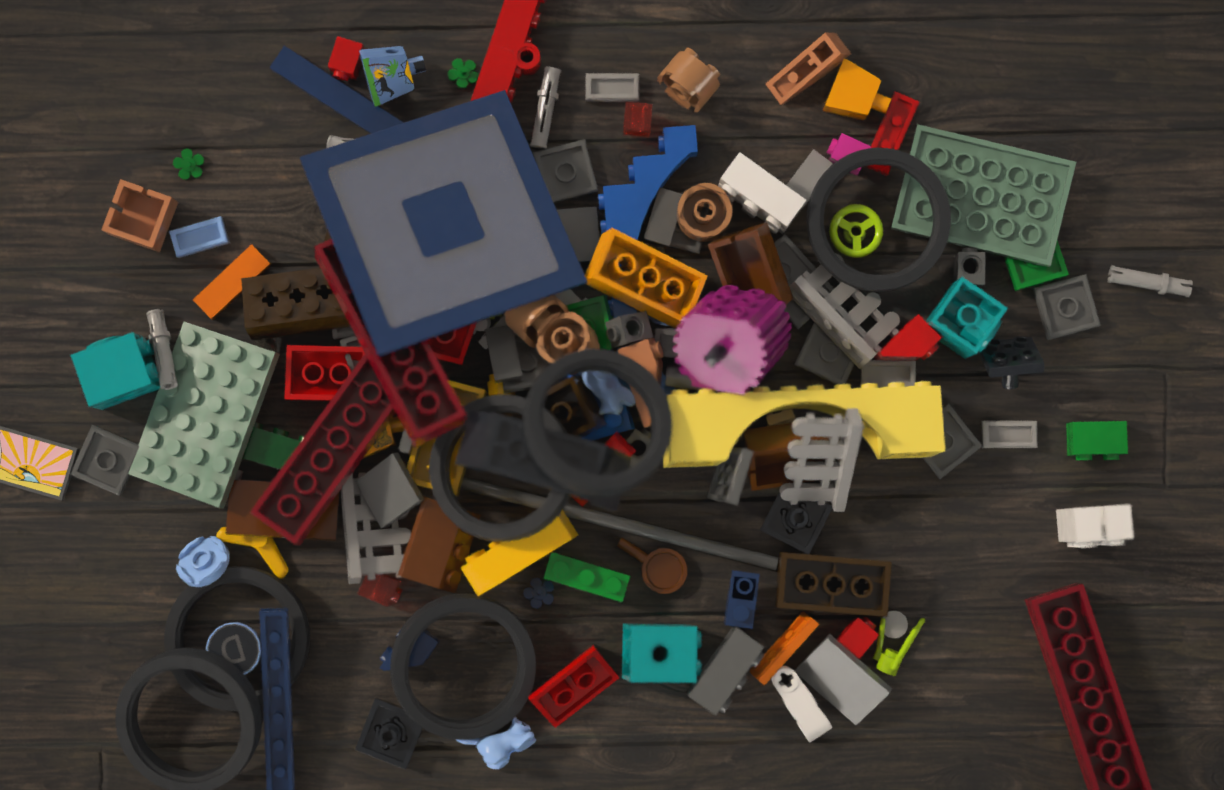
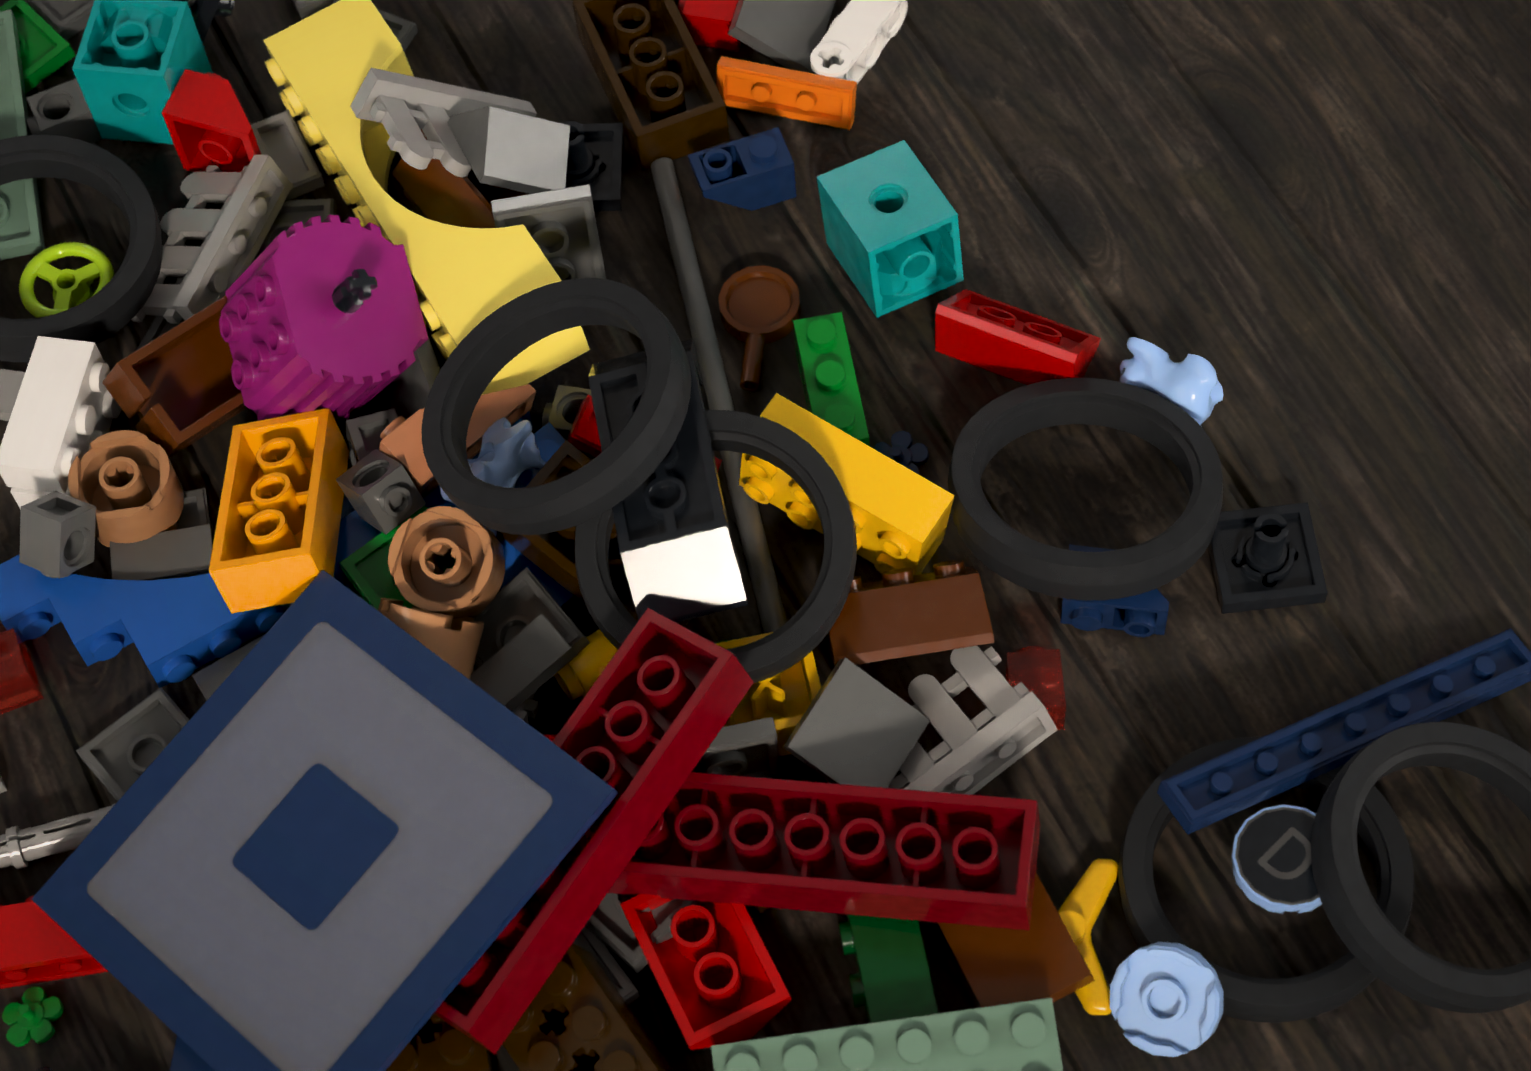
camera: 110 degrees left, 25 degrees down
(687, 168) = (57, 534): none -> dark grey brick
(725, 671) = (847, 122): dark grey brick -> none
(795, 481) = (513, 149): none -> slope

